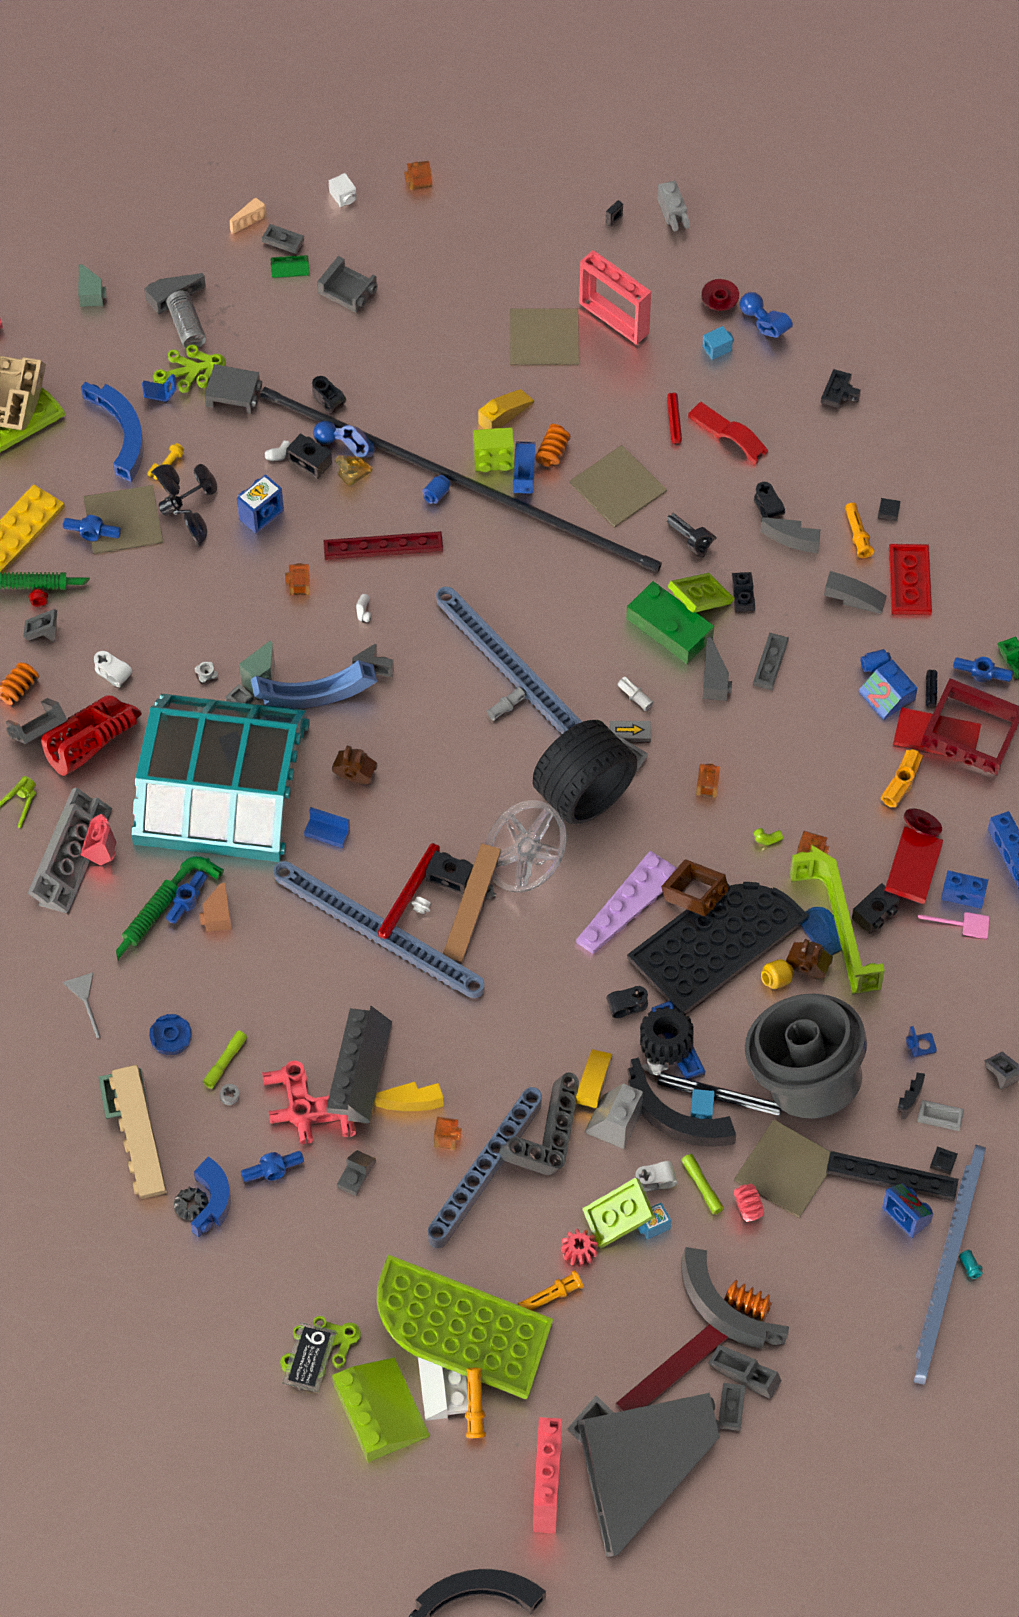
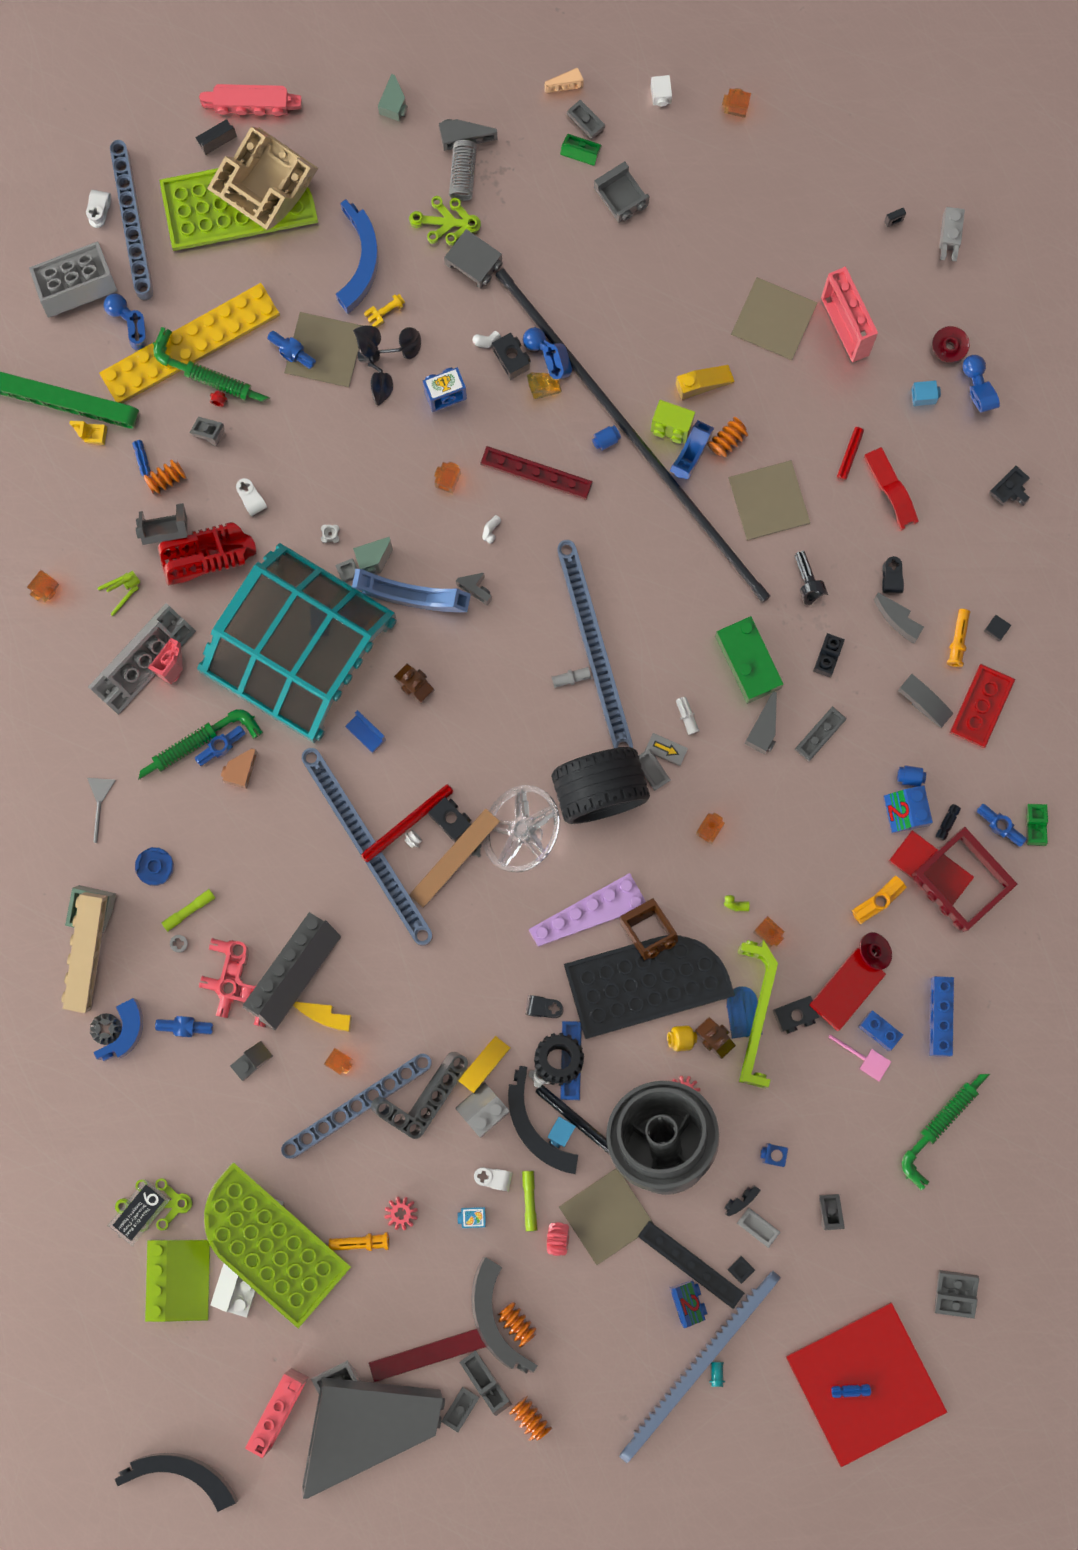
camera: 25 degrees right, 20 degrees up
(159, 391) = (408, 232): blue bracket -> none
(329, 396) = (554, 302): black piece -> none
(475, 1413) = (248, 1324): light orange pin -> none
(618, 1212) = (445, 1201): plate -> none
(700, 592) = (788, 644): lime plate -> none
(806, 1384) = (530, 1420): none -> orange piece

